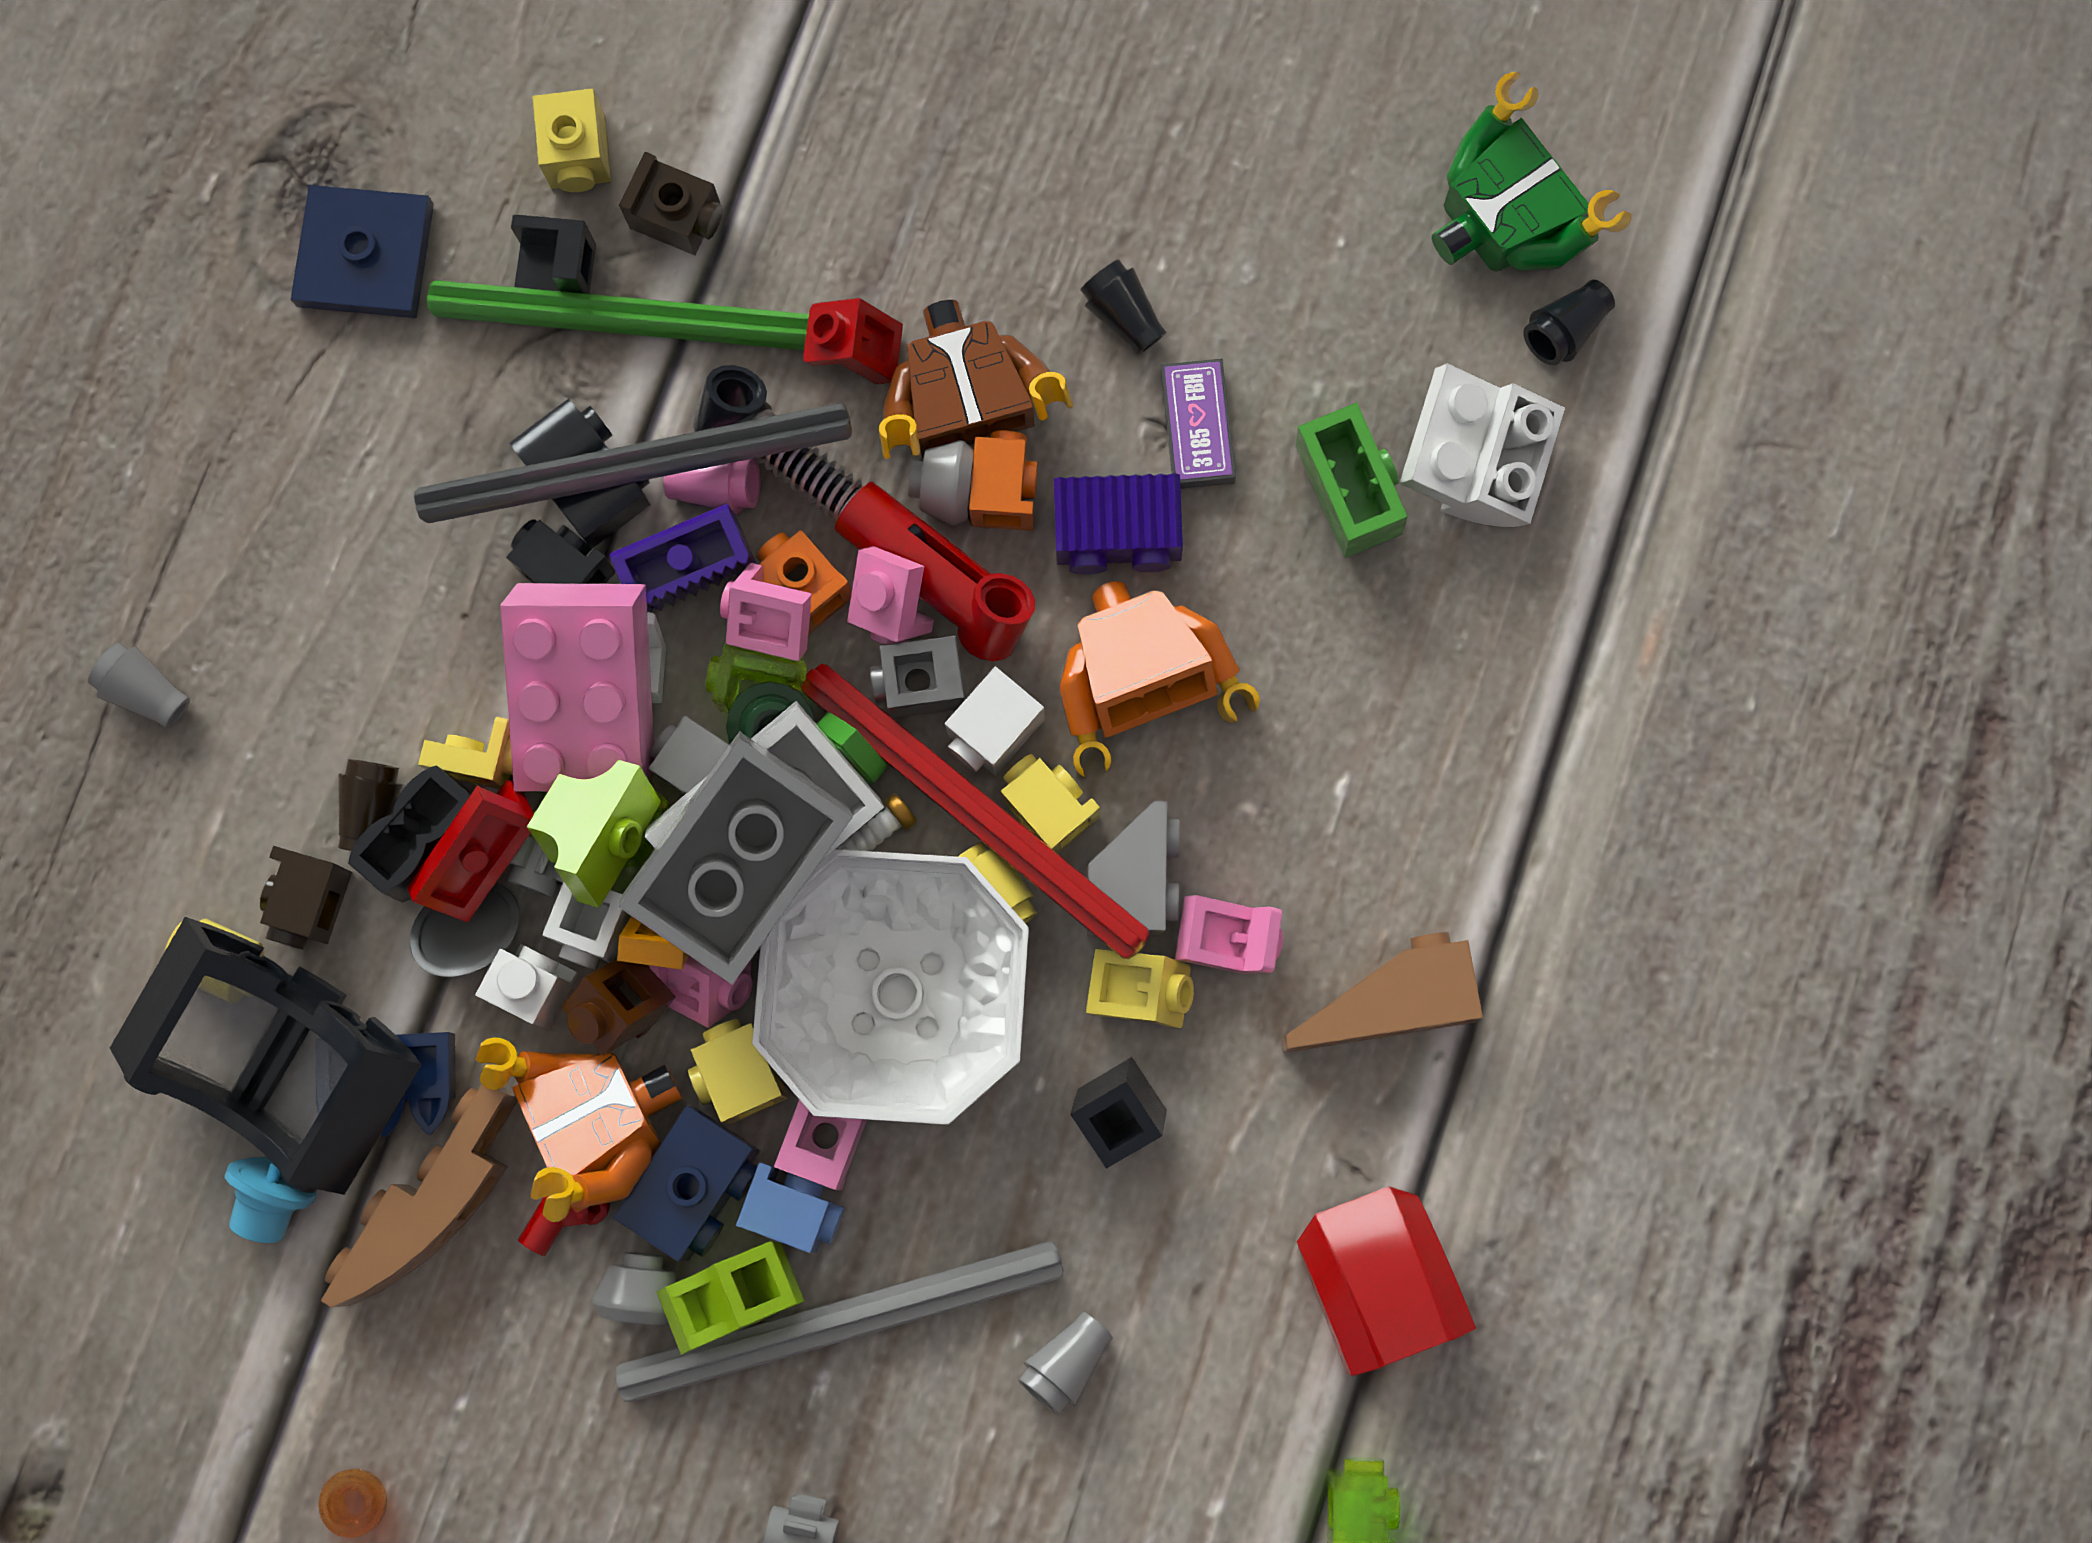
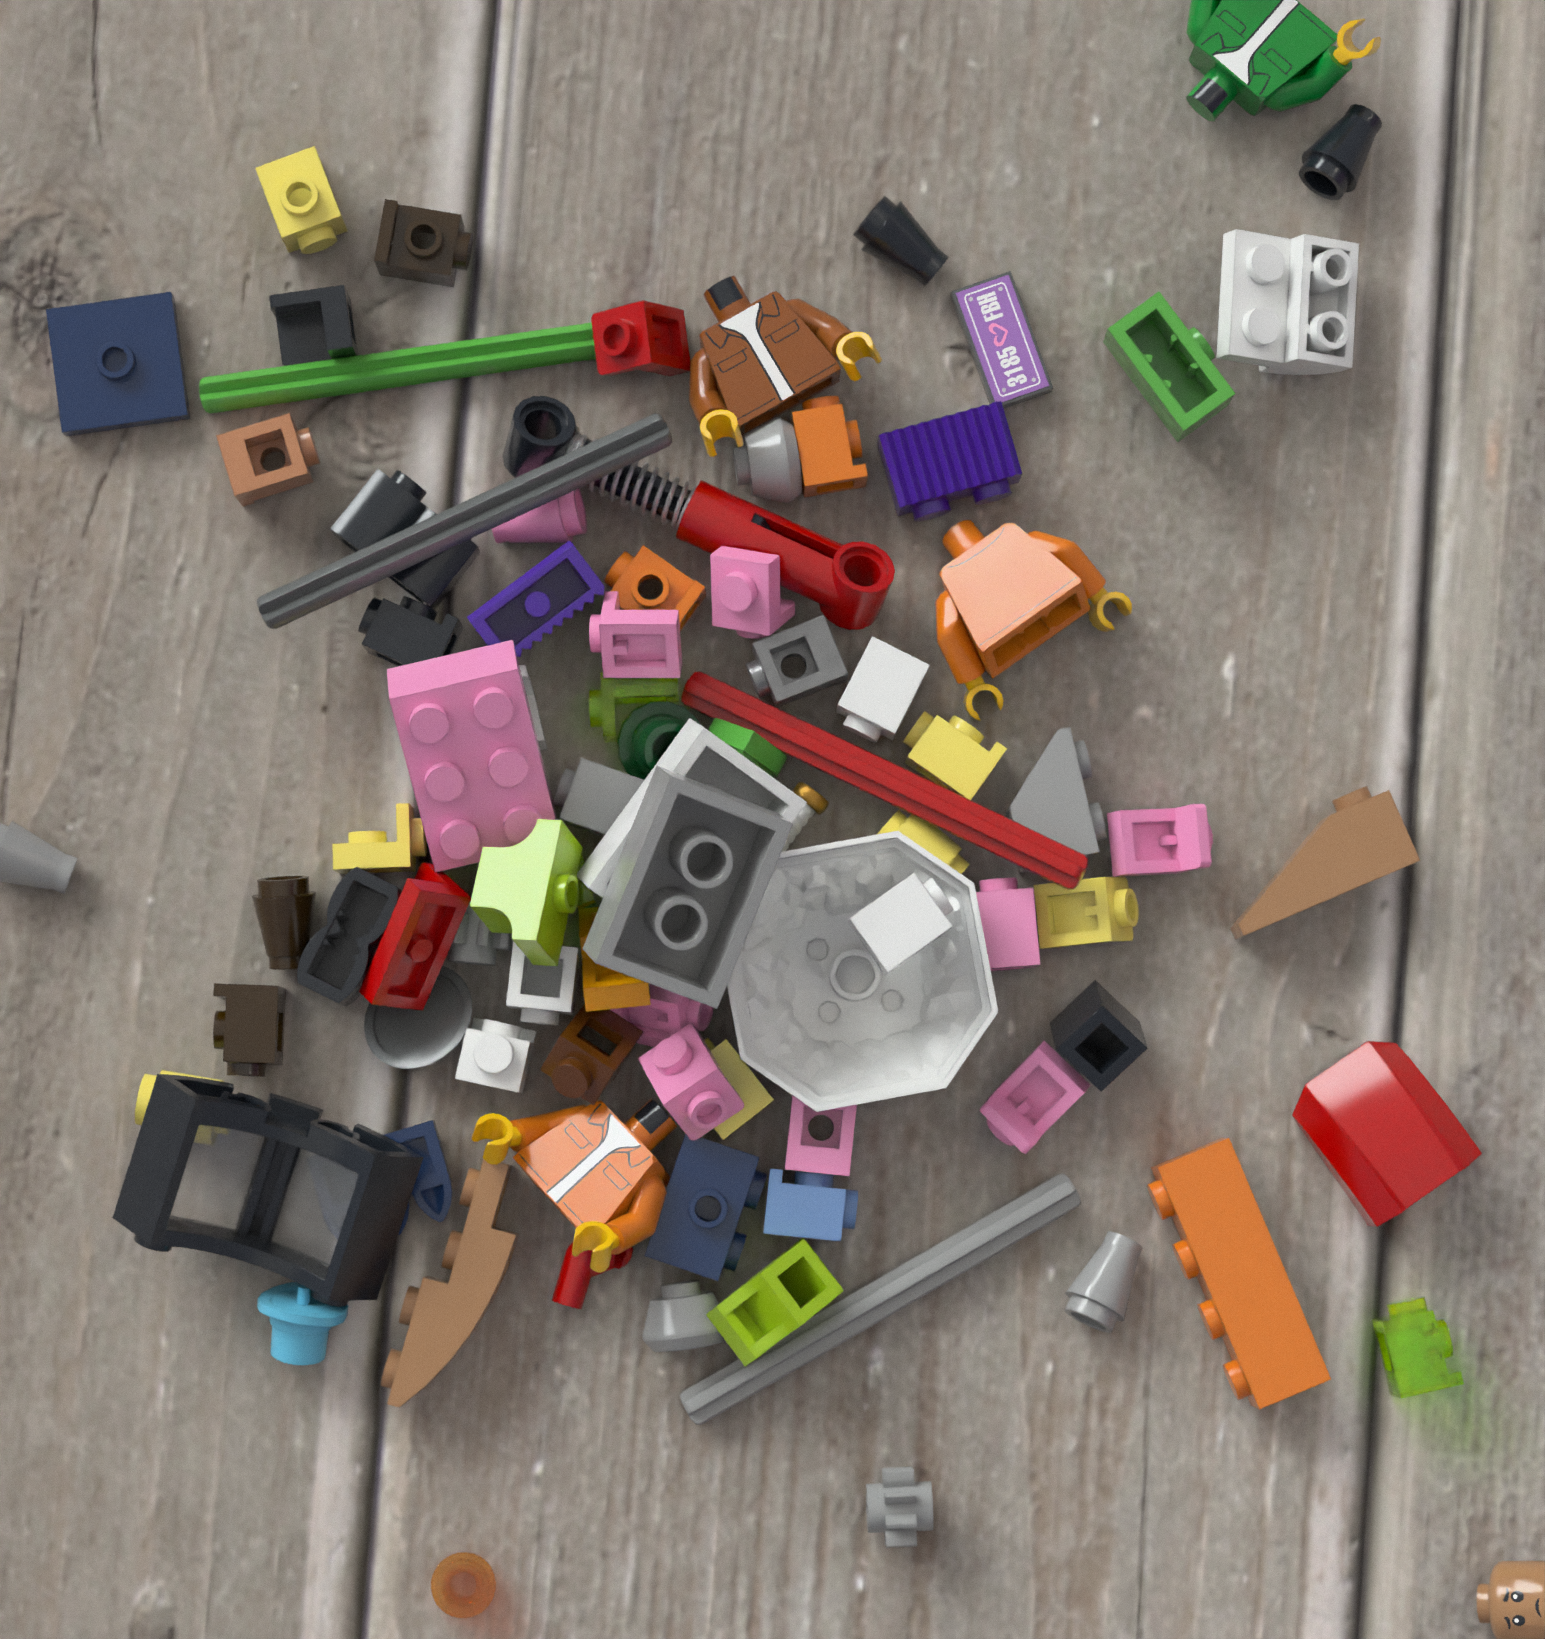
camera: 25 degrees left, 5 degrees up
(458, 353) = (247, 448): none -> nougat brick
(702, 1057) = (690, 1082): none -> bright pink bracket
(945, 947) = (902, 921): none -> white brick
(1039, 1159) = (1033, 1098): none -> bright pink bracket
(1056, 981) = (1008, 924): none -> bright pink brick
(1203, 1390) = (1239, 1274): none -> orange brick

